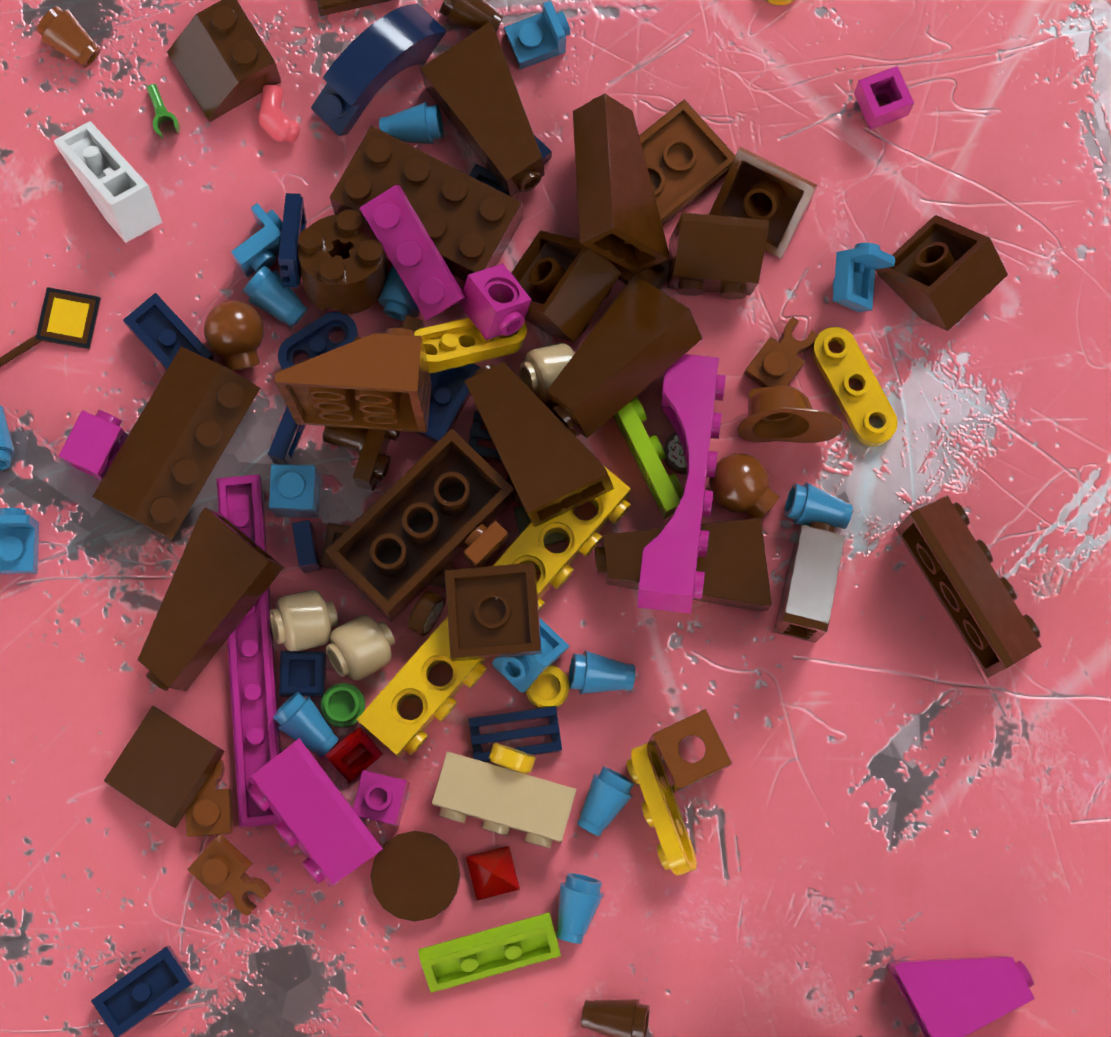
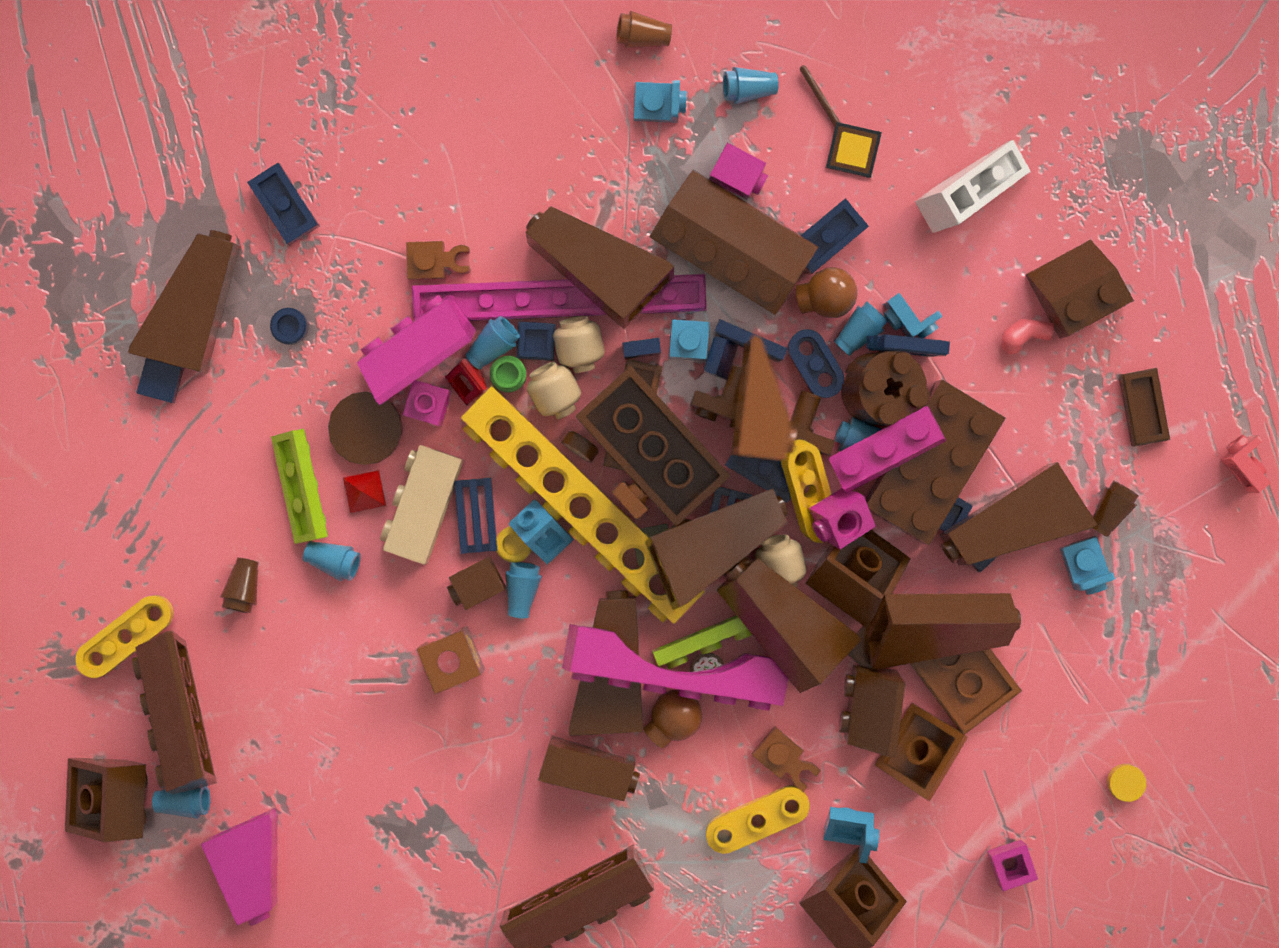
camera: 90 degrees right, 10 degrees up
(67, 36) = (1107, 153): dark orange cone -> none
(161, 111) = (1036, 233): bright green hand -> none
(164, 766) = (464, 225): reddish brown tile -> none
(224, 870) = (377, 273): dark orange plate -> none
(294, 978) = (289, 326): none -> dark blue tile
(314, 453) = (720, 358): none -> dark blue tile
(378, 54) = (1066, 423): dark blue arch -> none
(415, 124) = (1010, 455): dark azure cone -> none
(493, 612) = (572, 503): reddish brown plate -> none
(512, 758) = (453, 512): yellow tile -> none
(597, 728) = (476, 583): none -> reddish brown brick
(604, 800) = (417, 586): dark azure cone -> none
(662, 809) = (407, 633): yellow plate -> none
(786, 416) = (734, 758): dark orange piece -> none
(812, 504) = (654, 777): dark azure cone -> none

